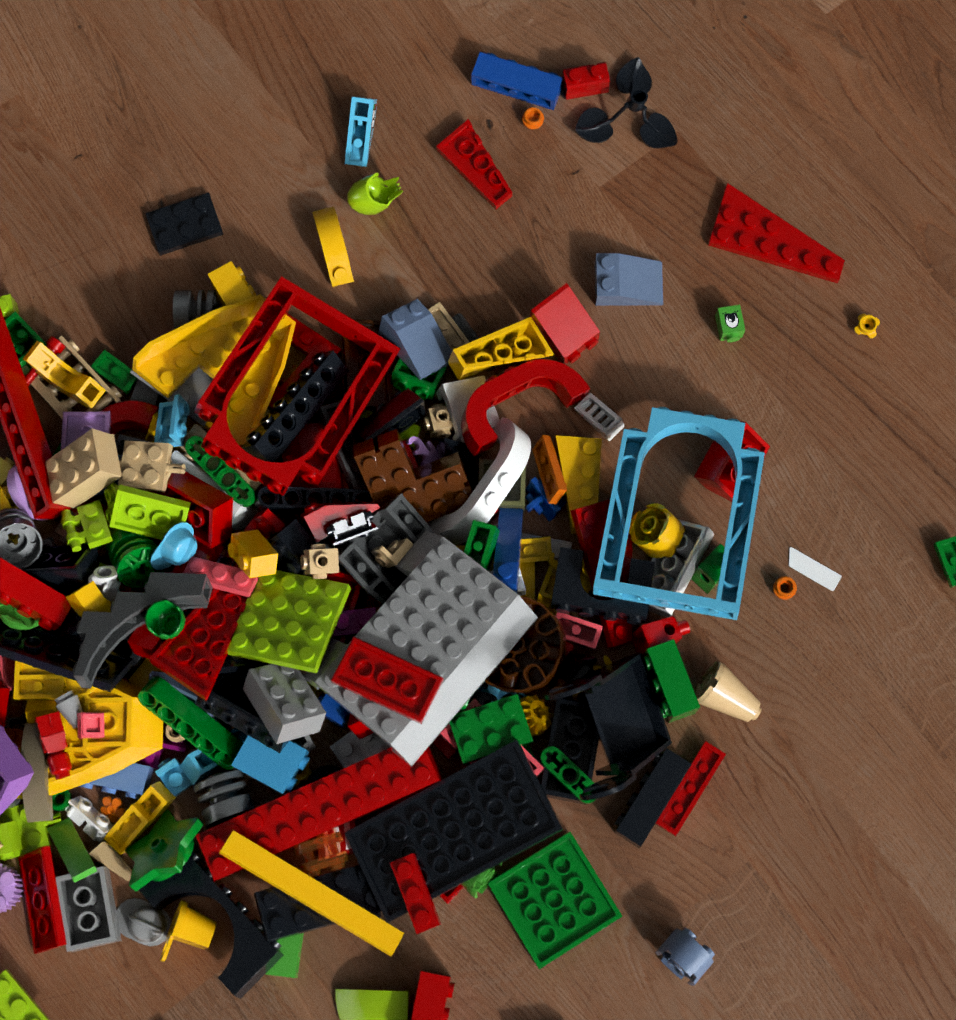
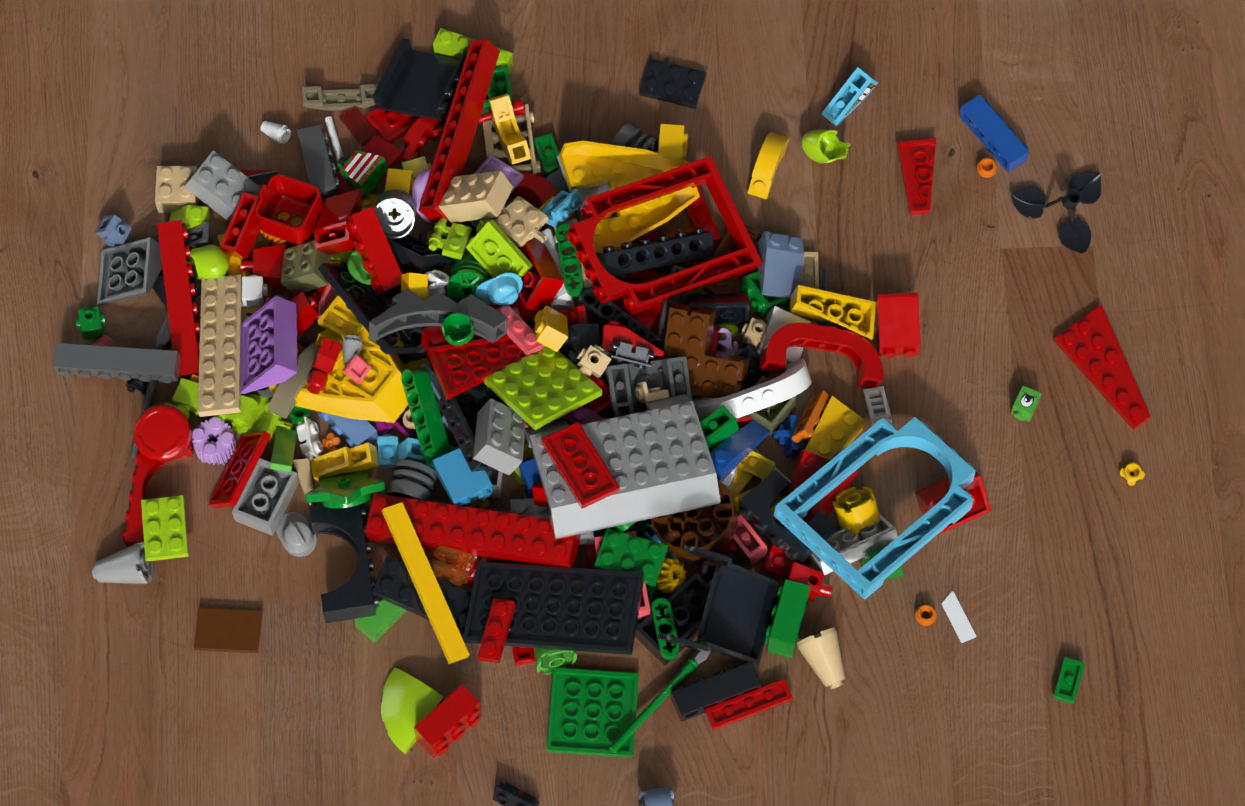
camera: 35 degrees right, 10 degrees down
(189, 928) = (323, 556): yellow container -> none
(585, 80) = (1046, 165): red brick -> none
(606, 858) = (691, 664): none -> green piece
(627, 280) = (970, 325): sand blue slope -> none

